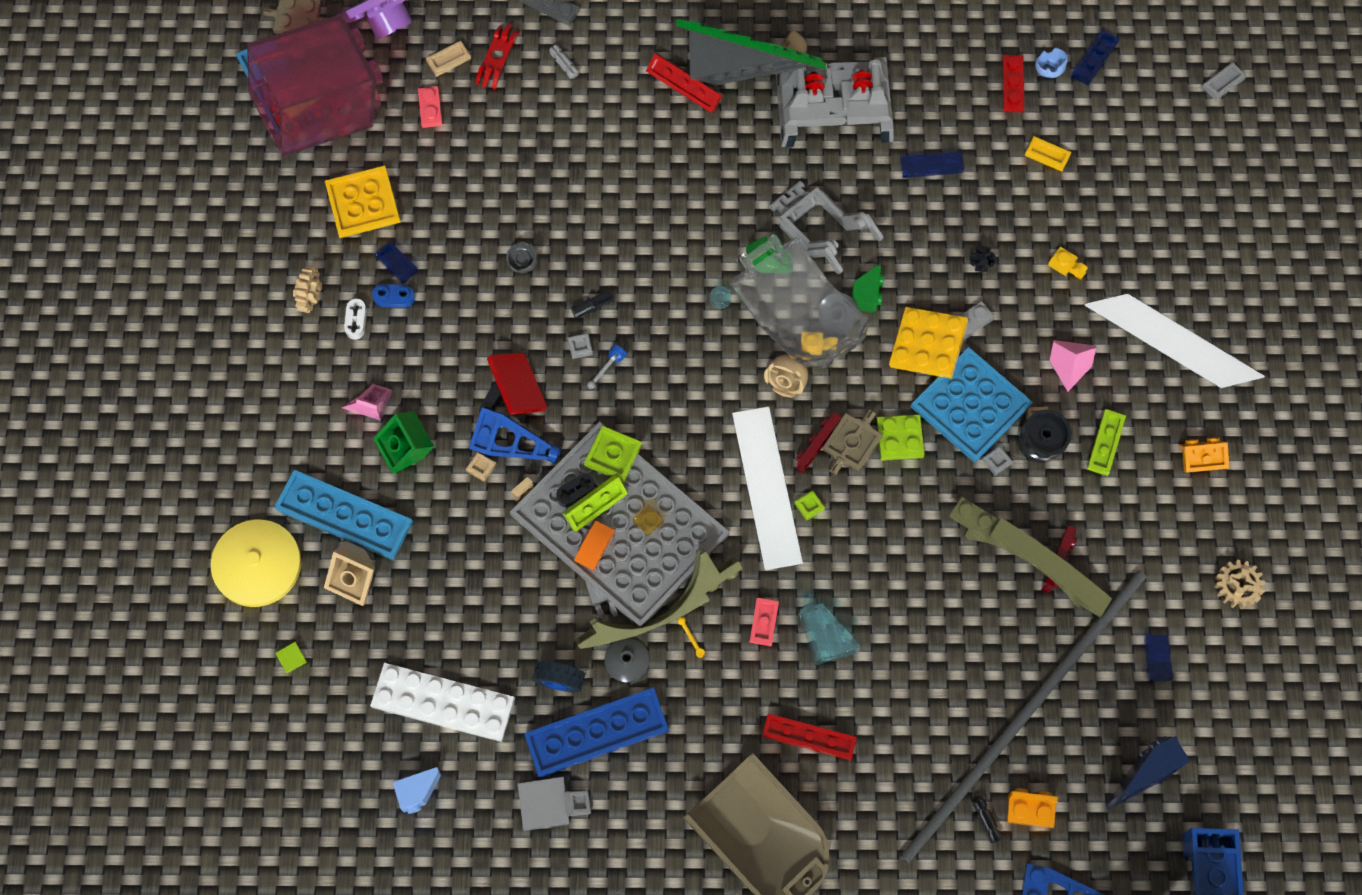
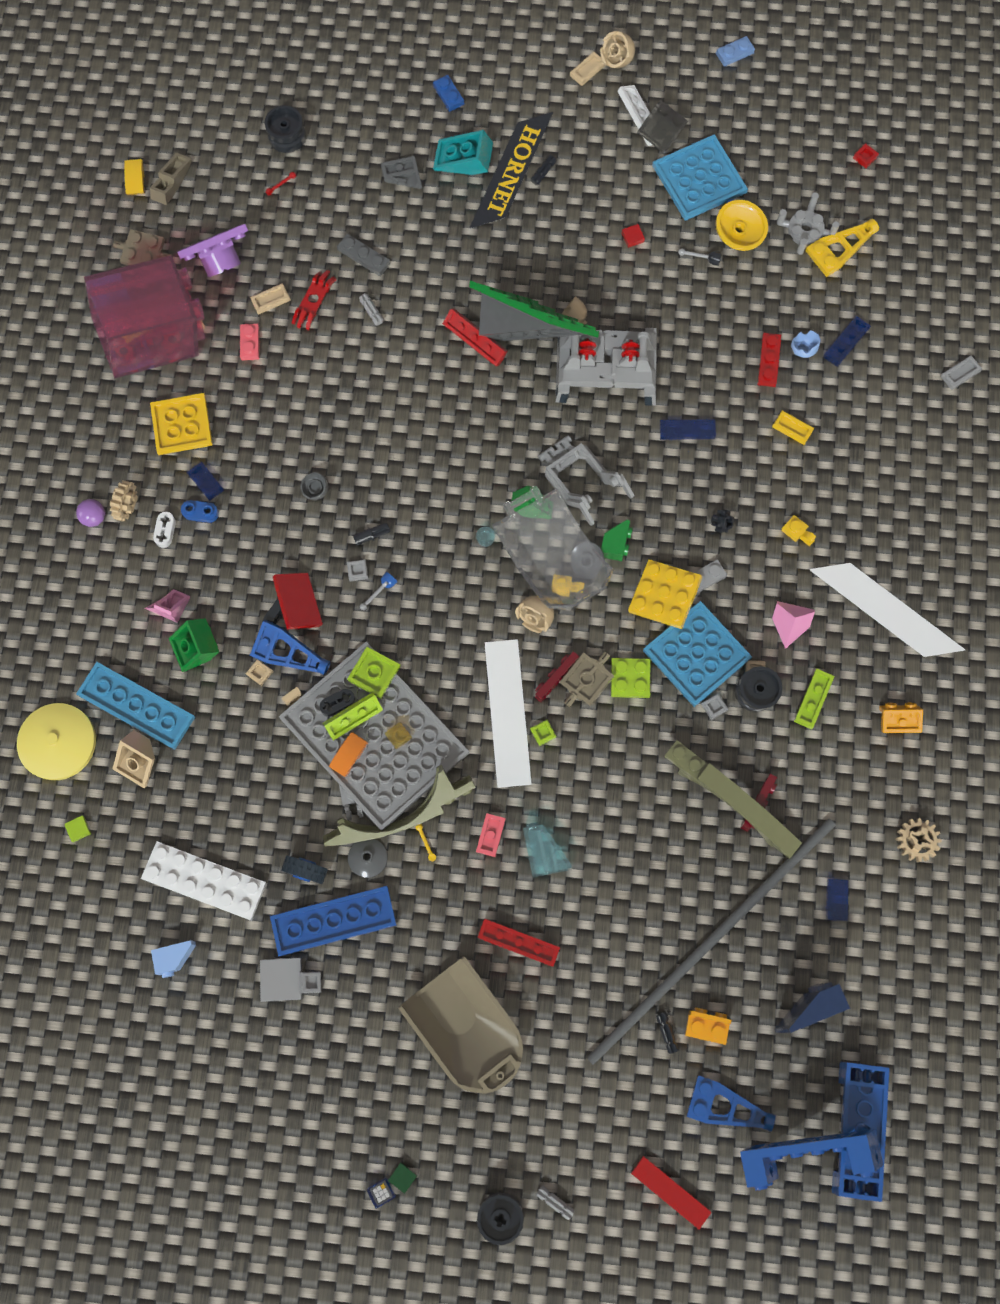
camera: 10 degrees right, 5 degrees up
(268, 307) = (90, 512): none -> medium lavender hair

